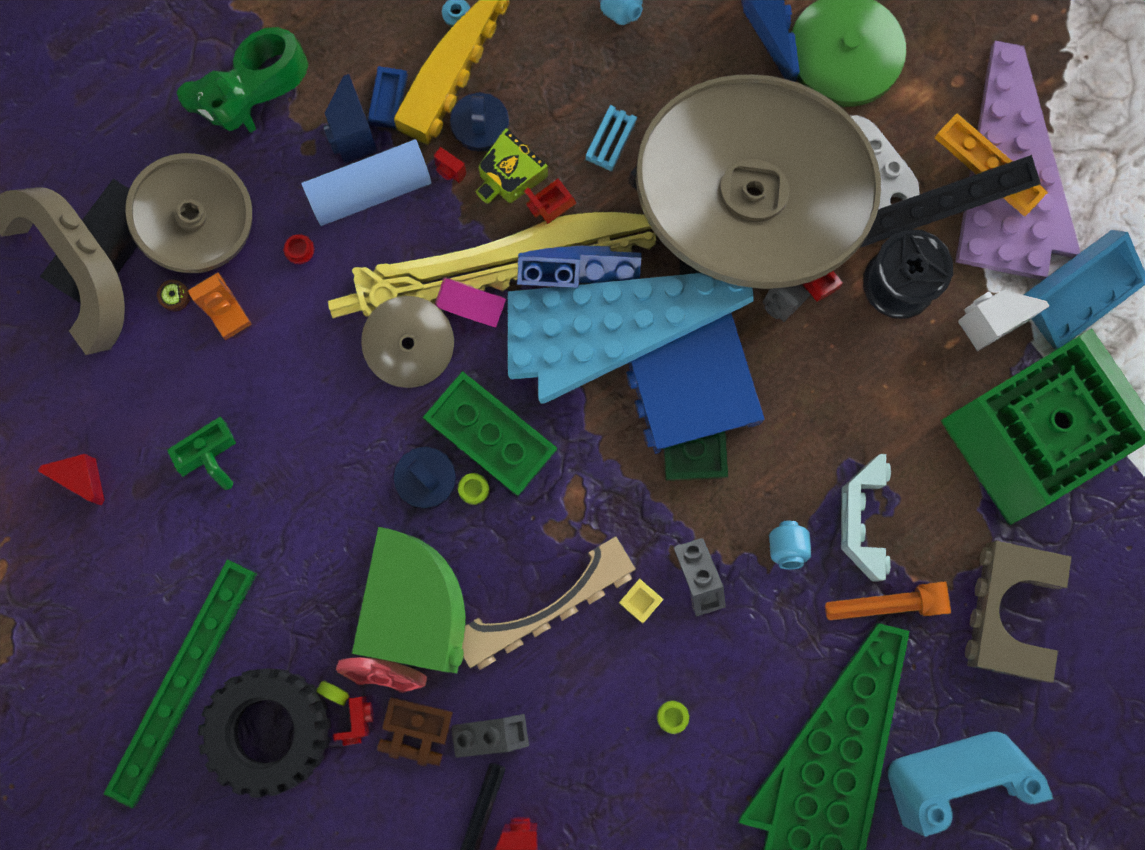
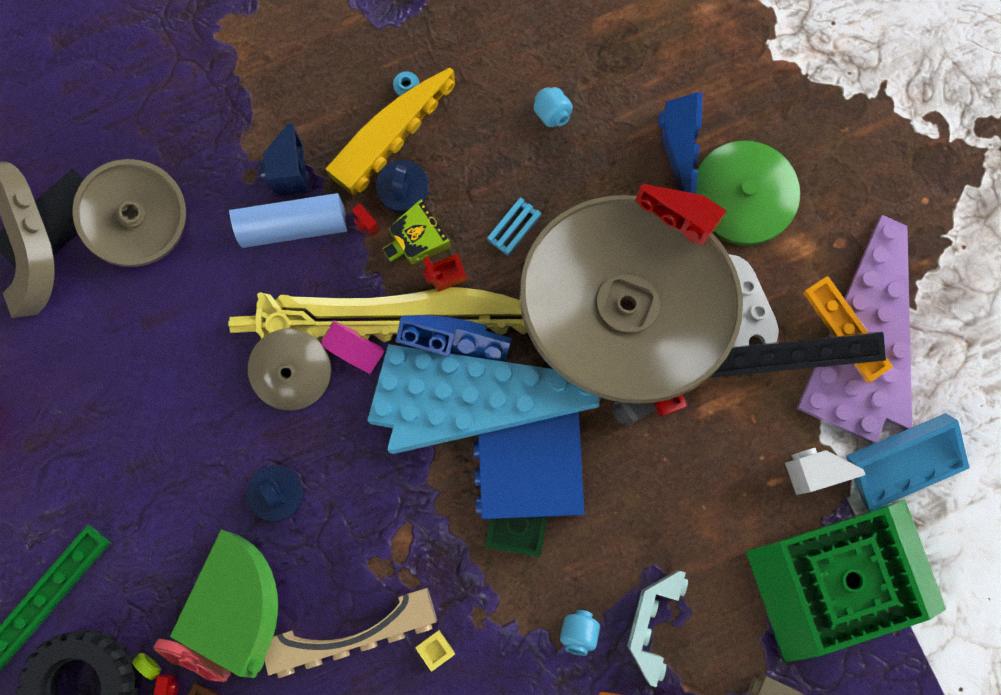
camera: 20 degrees right, 0 degrees up
(173, 295) = (100, 281): tile -> none
(201, 449) = (88, 422): green plate -> none
(220, 305) = (137, 296): orange bracket -> none
(229, 96) = (190, 117): green animal -> none
(298, 249) = (217, 264): red plate -> none
(387, 96) = (327, 145): blue tile -> none
(473, 489) = (314, 513): lime tile -> none
(490, 433) = (340, 468): green plate -> none
(701, 576) = (493, 641): dark grey bracket -> none
(788, 77) = (687, 212): none -> red slope
(907, 274) = (764, 410): black piece -> none

